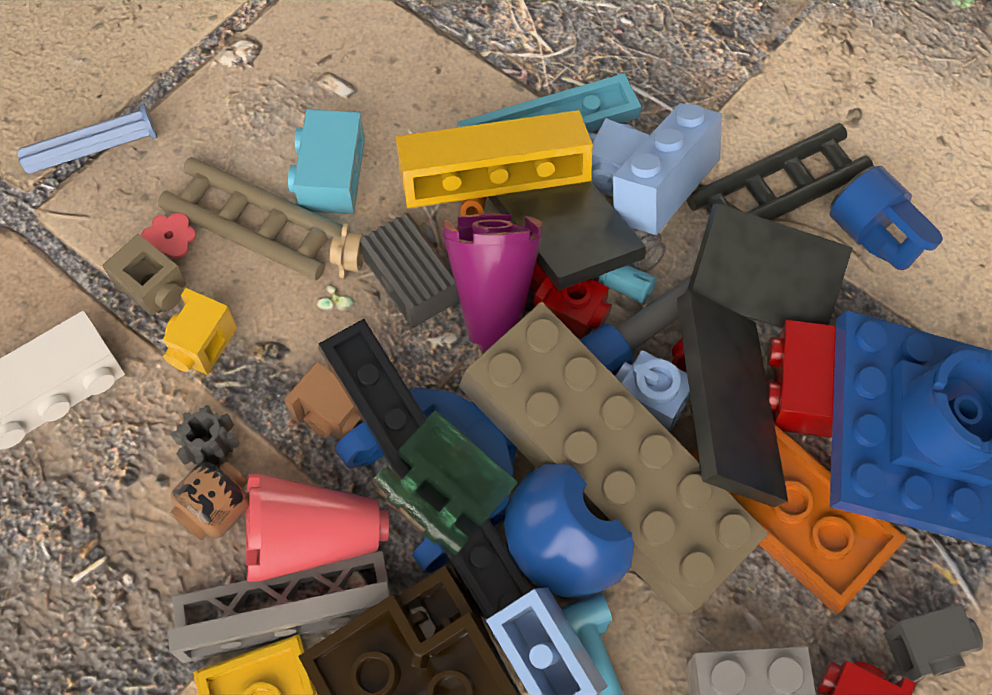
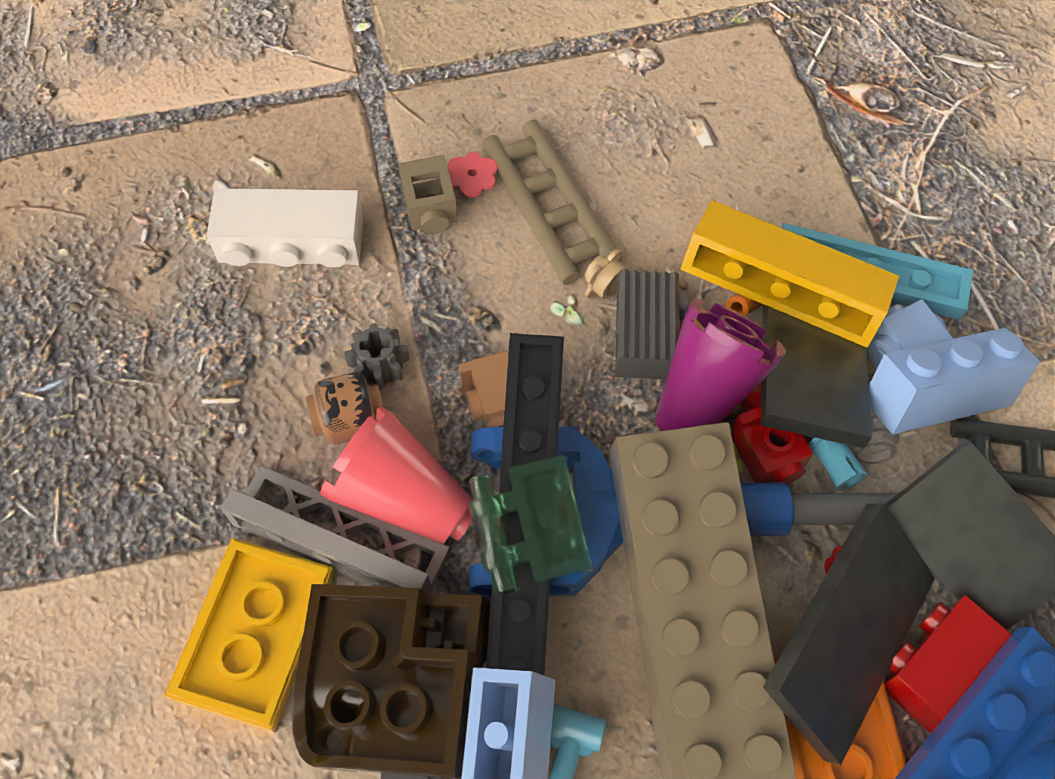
camera: 35 degrees right, 0 degrees up
(87, 140) = (467, 59): axle -> none
(198, 333) = (434, 267): yellow brick -> none
(328, 161) = (645, 190): medium azure brick -> none
(558, 537) = (595, 647): blue cylinder -> none
(657, 387) = (786, 573): light blue brick -> none

